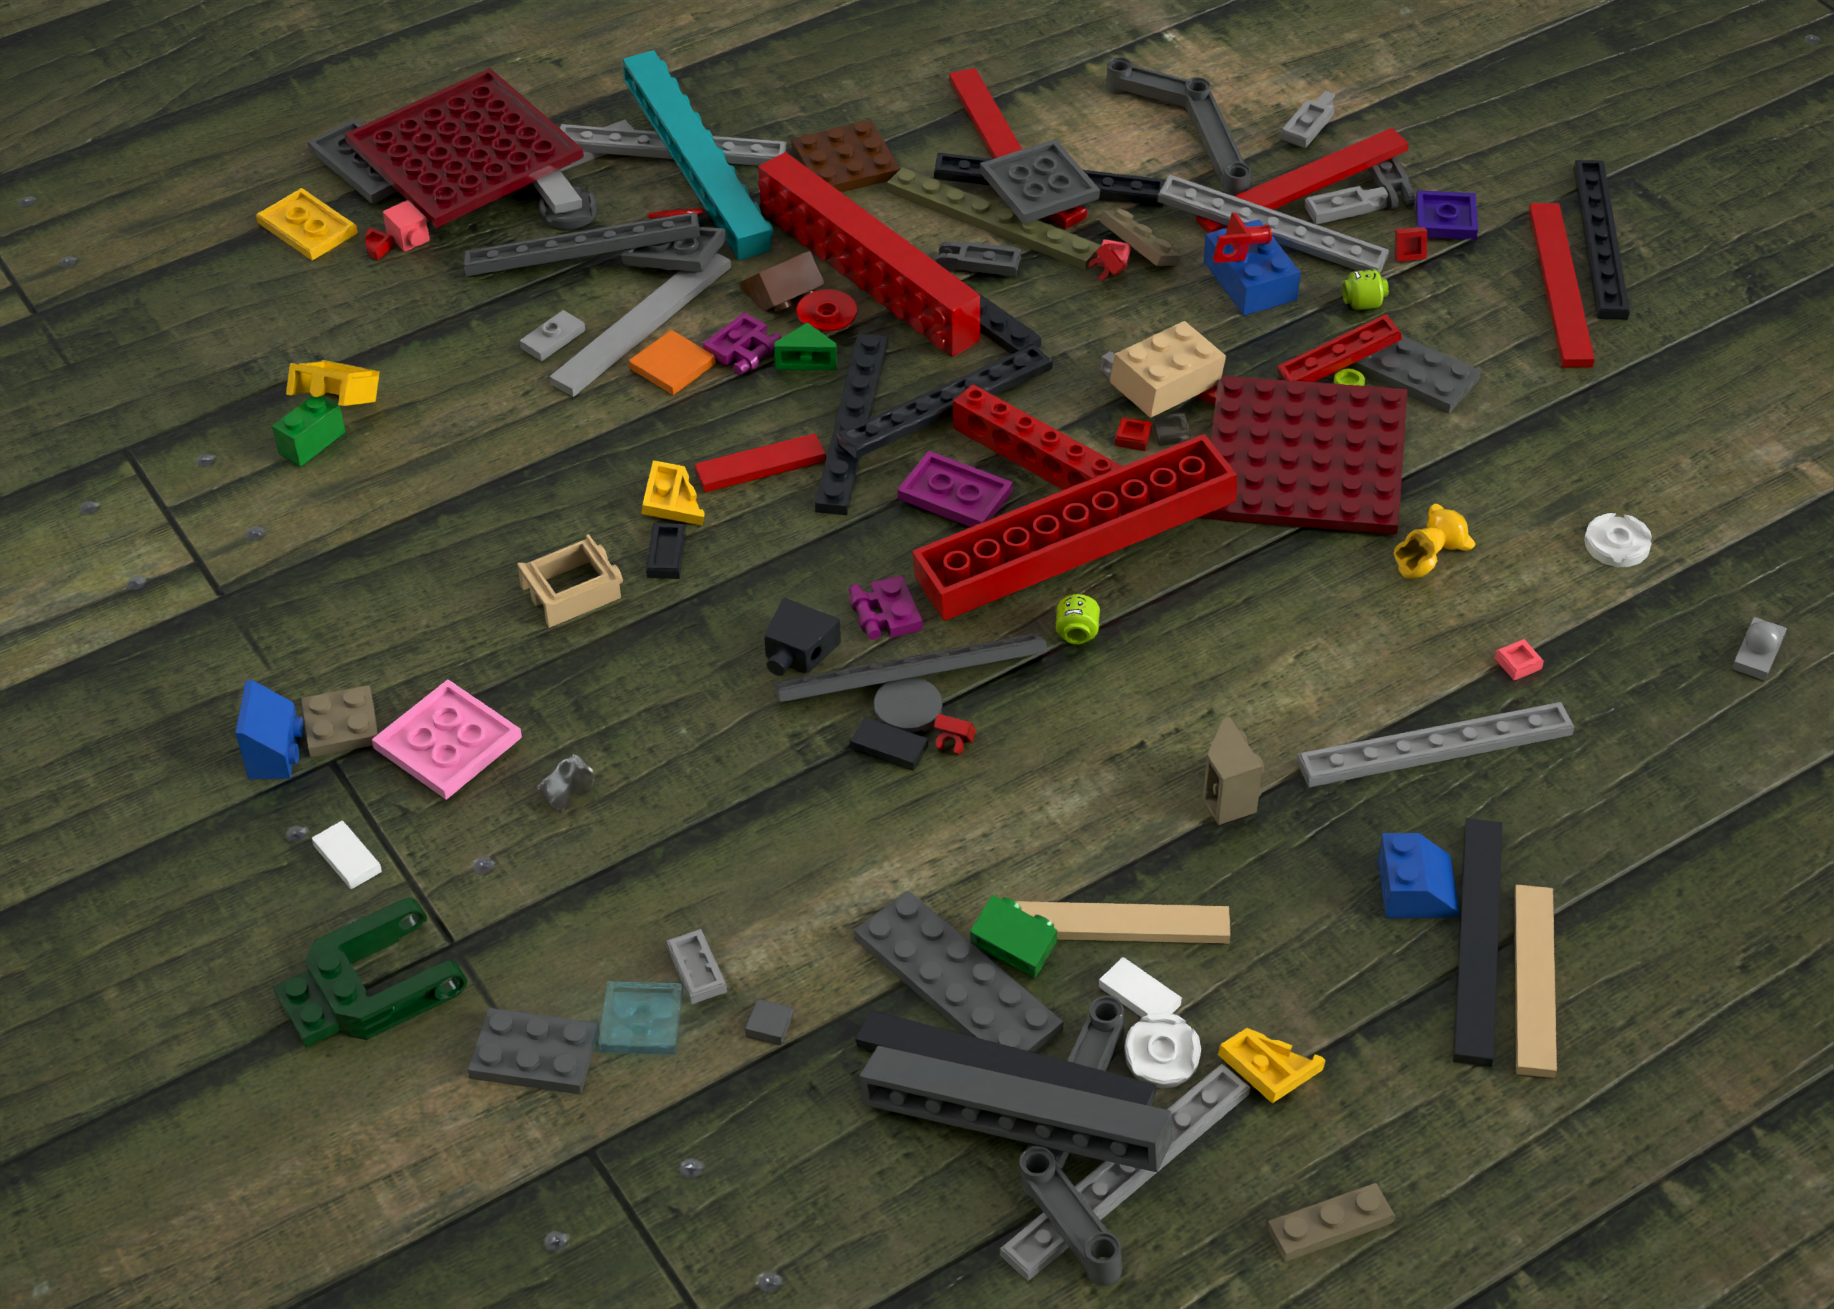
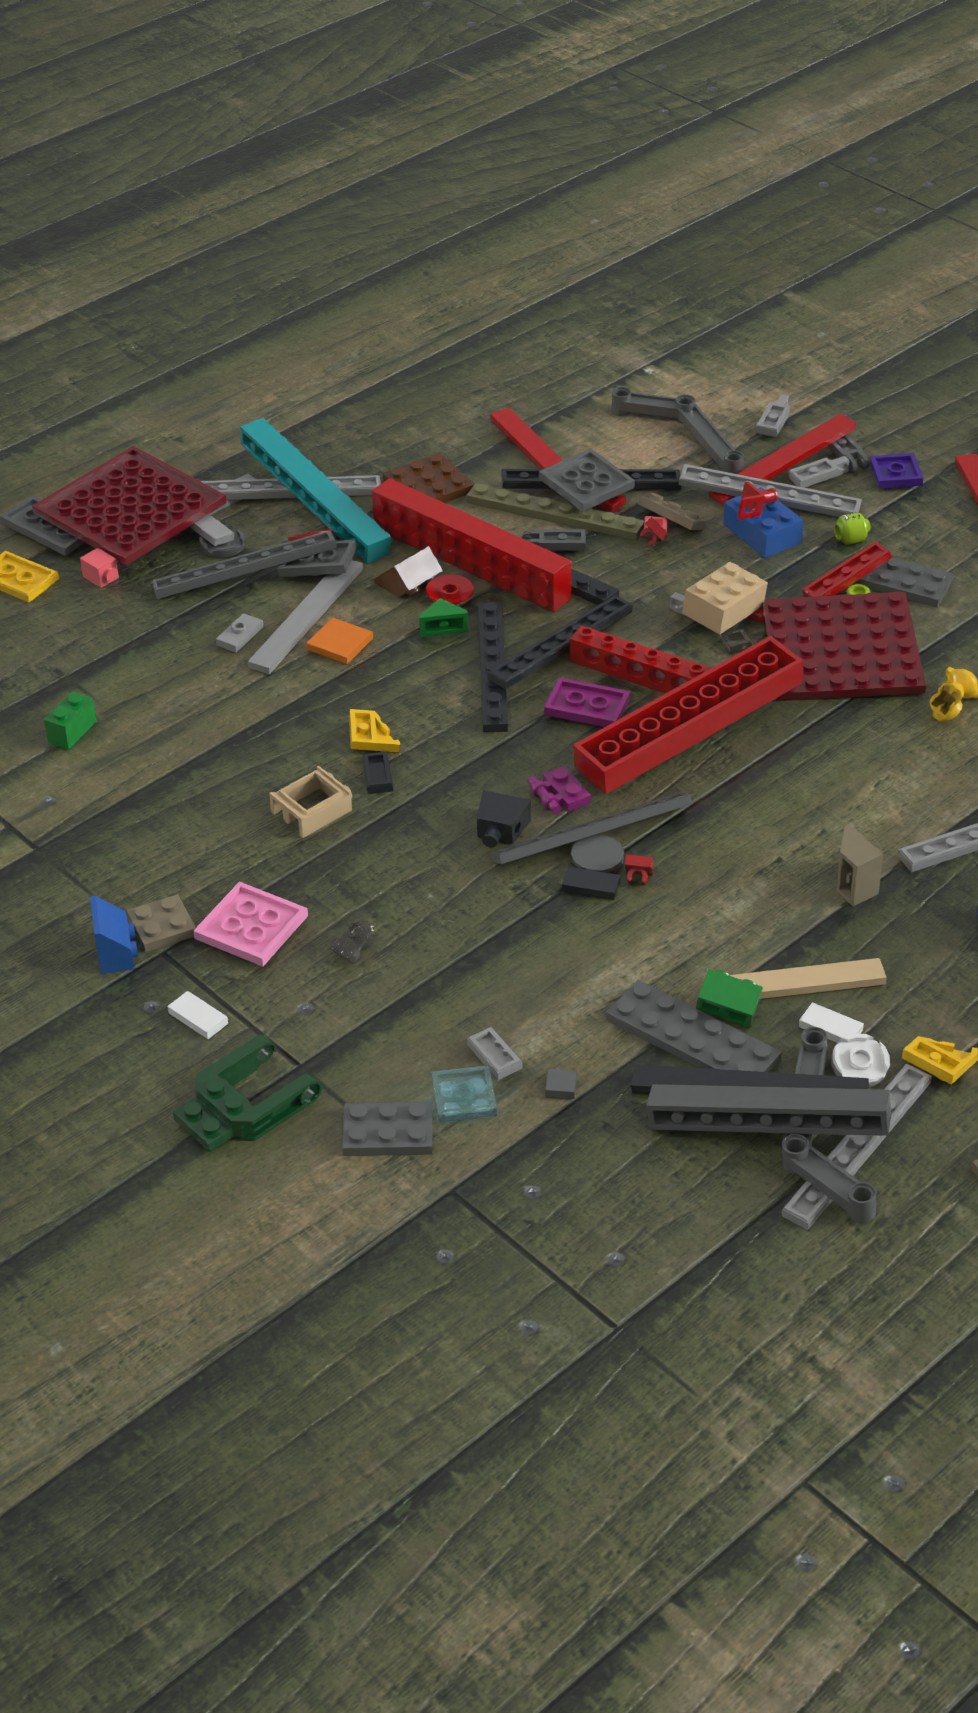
camera: 10 degrees left, 5 degrees down
(351, 383) = (84, 682): yellow window -> none
(378, 243) = (79, 583): red tile -> none
(739, 336) = (385, 619): magenta plate -> none
(760, 462) = (430, 702): red tile -> none
(1077, 618) = (707, 778): lime head -> none
(1133, 434) = (708, 648): red tile -> none
(1410, 244) = (876, 493): red tile -> none

